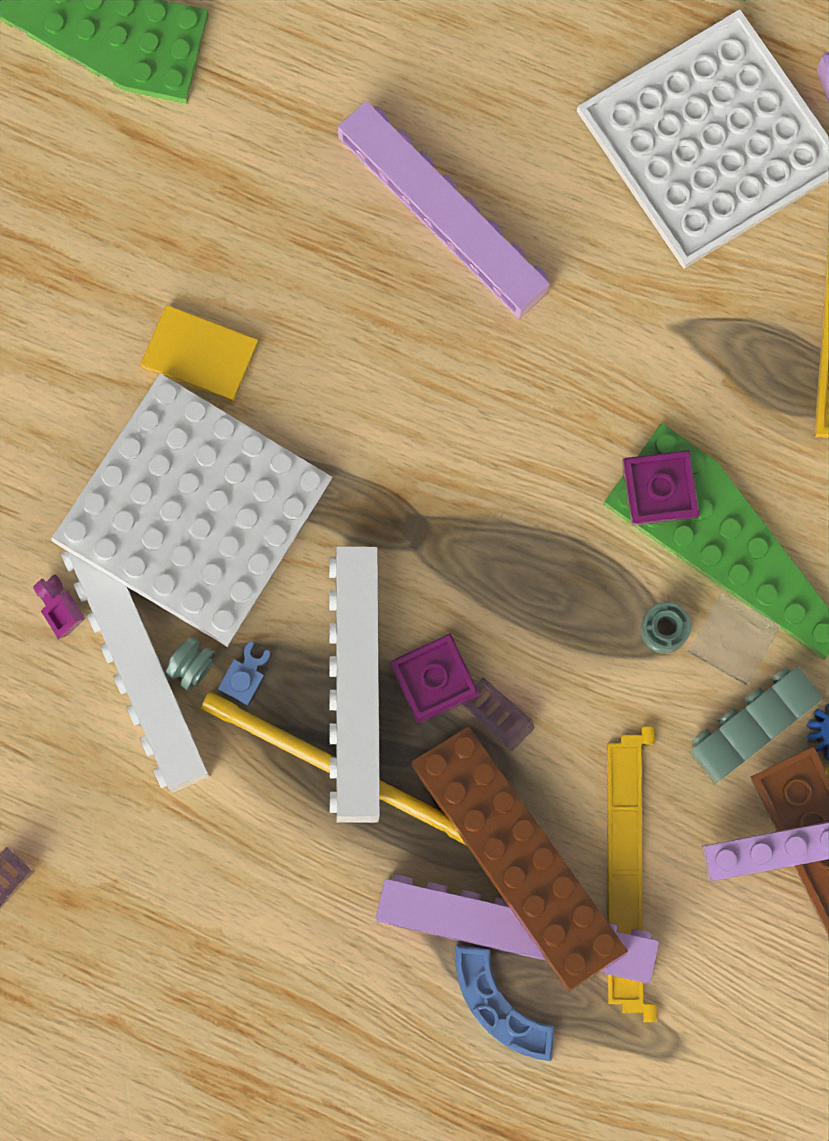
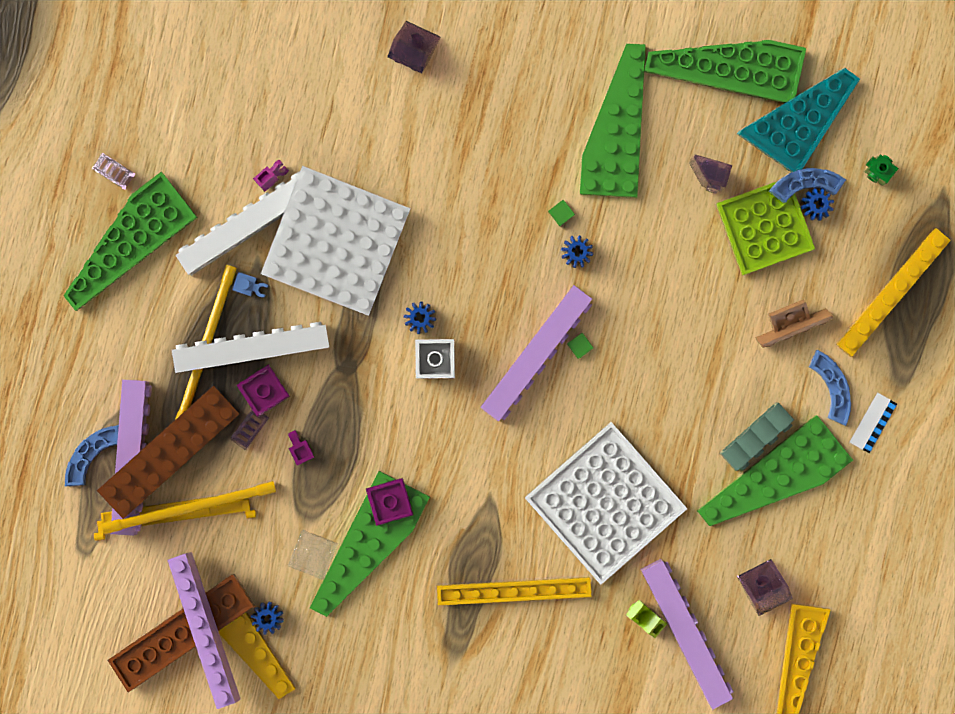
camera: 90 degrees right, 10 degrees up
(108, 849) = (142, 226): none -> bright green wing
(190, 663) = (248, 254): sand green wheel -> none
(199, 353) = (429, 228): yellow tile -> none
(212, 135) = (561, 213): none -> bright green tile
(277, 107) = (571, 255): none -> blue gear
(337, 388) = (416, 323): none -> blue gear
(425, 373) = (435, 358): none -> white brick
(441, 140) = (580, 345): none -> bright green tile
(548, 629) = (300, 450): none -> magenta plate
(636, 959) = (119, 524): none -> yellow piece
(676, 616) = (303, 520): sand green wheel -> none
(756, 724) = (264, 573): sand green brick -> none

